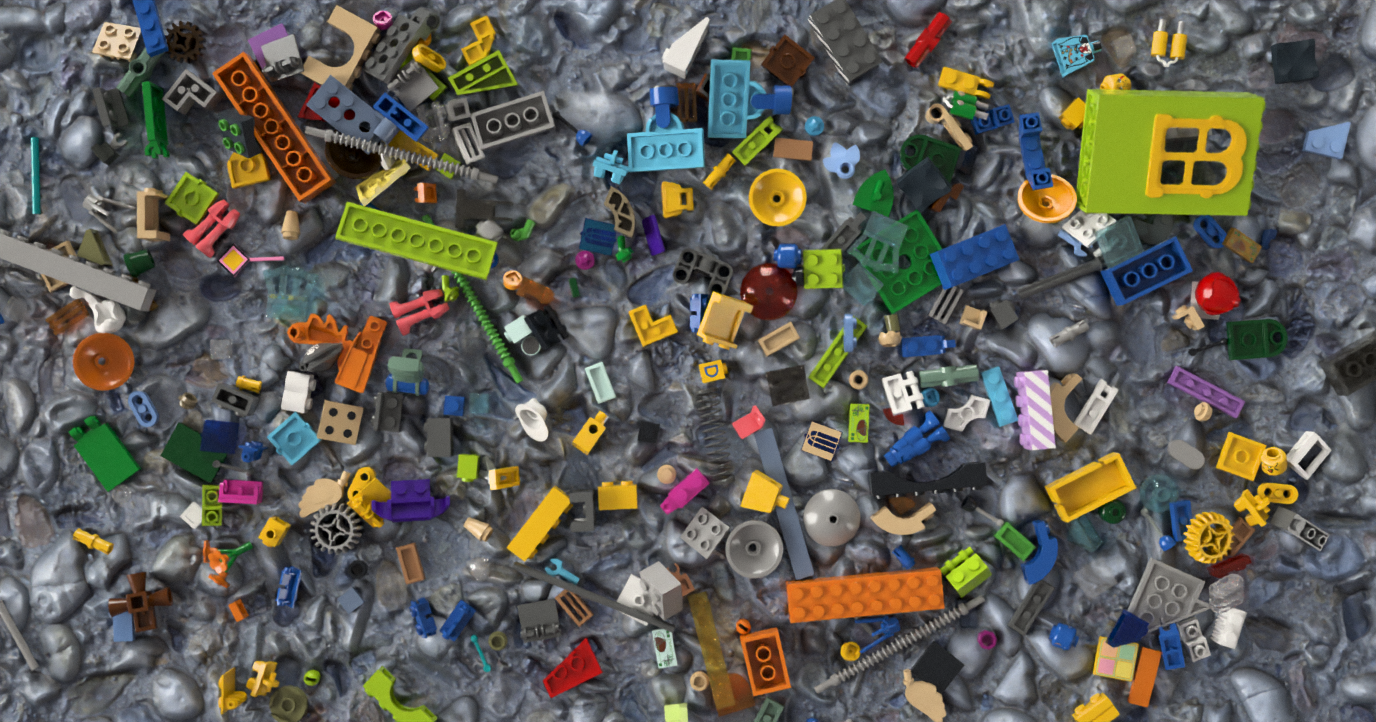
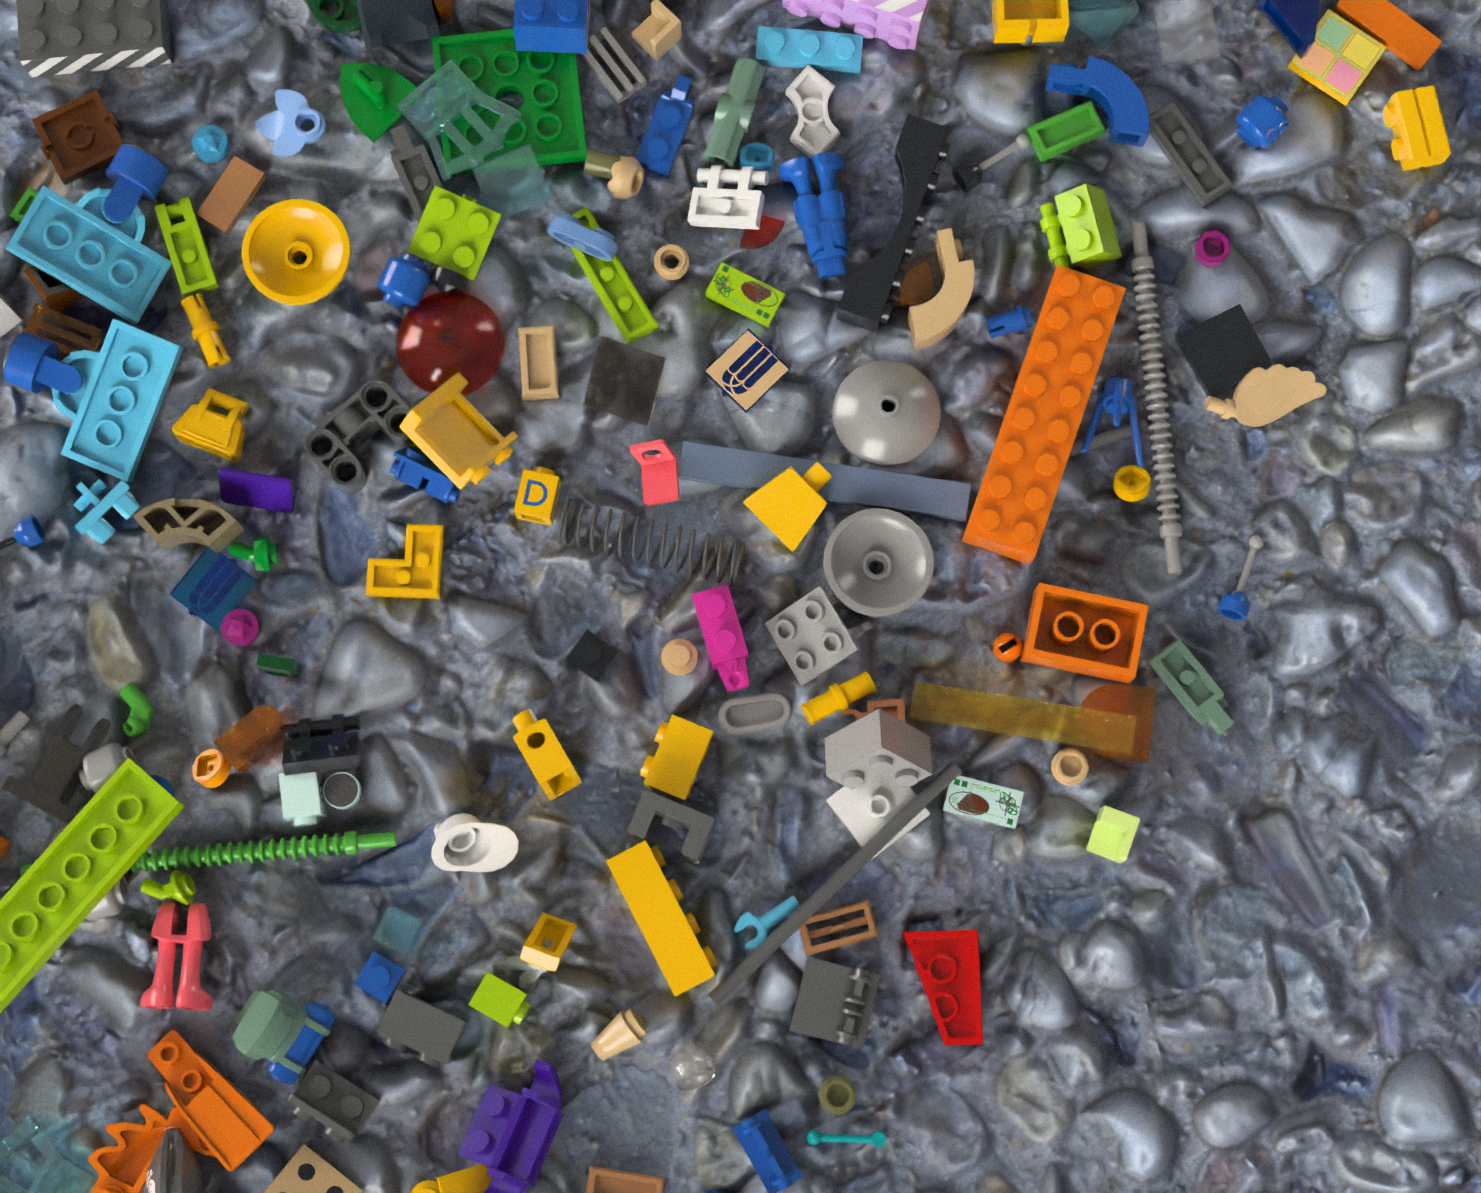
camera: 70 degrees left, 10 degrees down
(600, 382) = (465, 699): light aqua tile -> none
(656, 521) = (754, 714): none -> light grey tile
(681, 558) = (838, 697): none -> yellow pin

